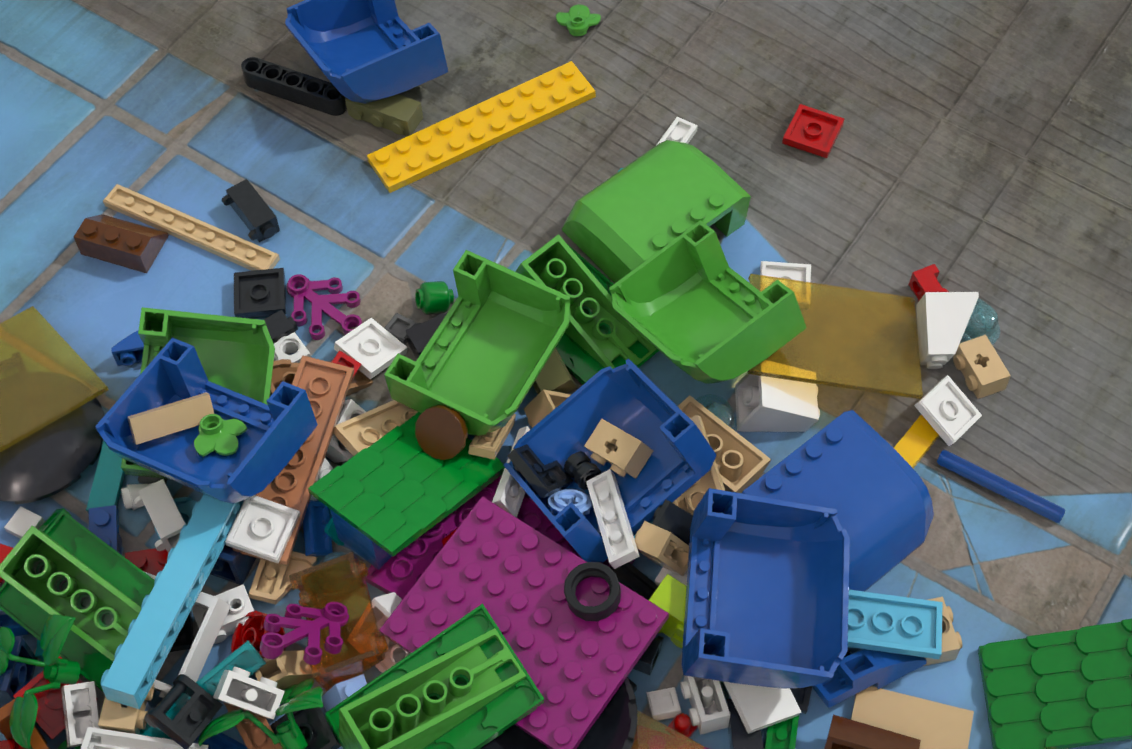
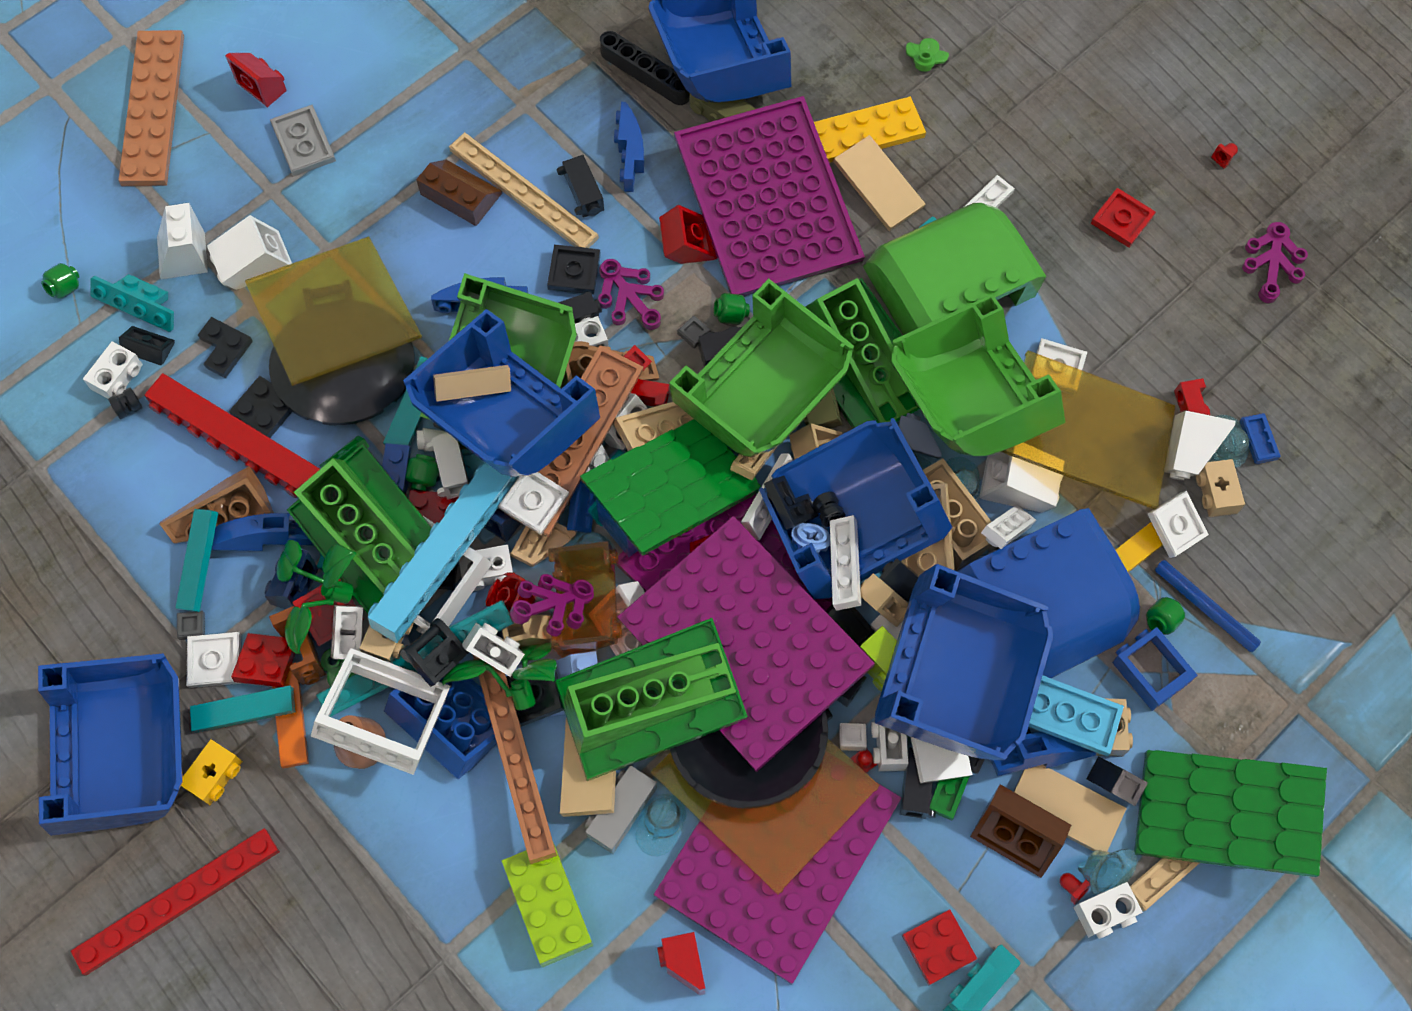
camera: 10 degrees right, 10 degrees up
(22, 521) = (327, 442): white tile -> none
(134, 530) = (422, 472): none -> green head
(218, 435) = (510, 407): bright green plate -> none
(294, 162) = (630, 145): none -> blue slope
(368, 396) = (651, 392): none -> red leg
(371, 347) = (664, 345): white plate -> none
(372, 236) = (685, 236): none -> red slope
(441, 432) = (709, 447): reddish brown tile -> none
(448, 180) = (768, 196): none -> magenta plate
(559, 147) = (879, 183): none -> tan tile
(584, 571) = (806, 609): black tyre -> none
(618, 448) = (857, 488): tan brick -> none
(663, 379) = (919, 436): none -> sand blue slope
(774, 448) = (1008, 527): none -> white plate
(897, 53) = (1224, 154): none -> red piece
(950, 577) = (1136, 679): none -> blue window
(956, 684) = (1117, 781): none -> black slope
(960, 505) = (1166, 615): none -> green head
(971, 116) = (1275, 258): none -> magenta plant
(1009, 312) = (1261, 440): none -> blue plate

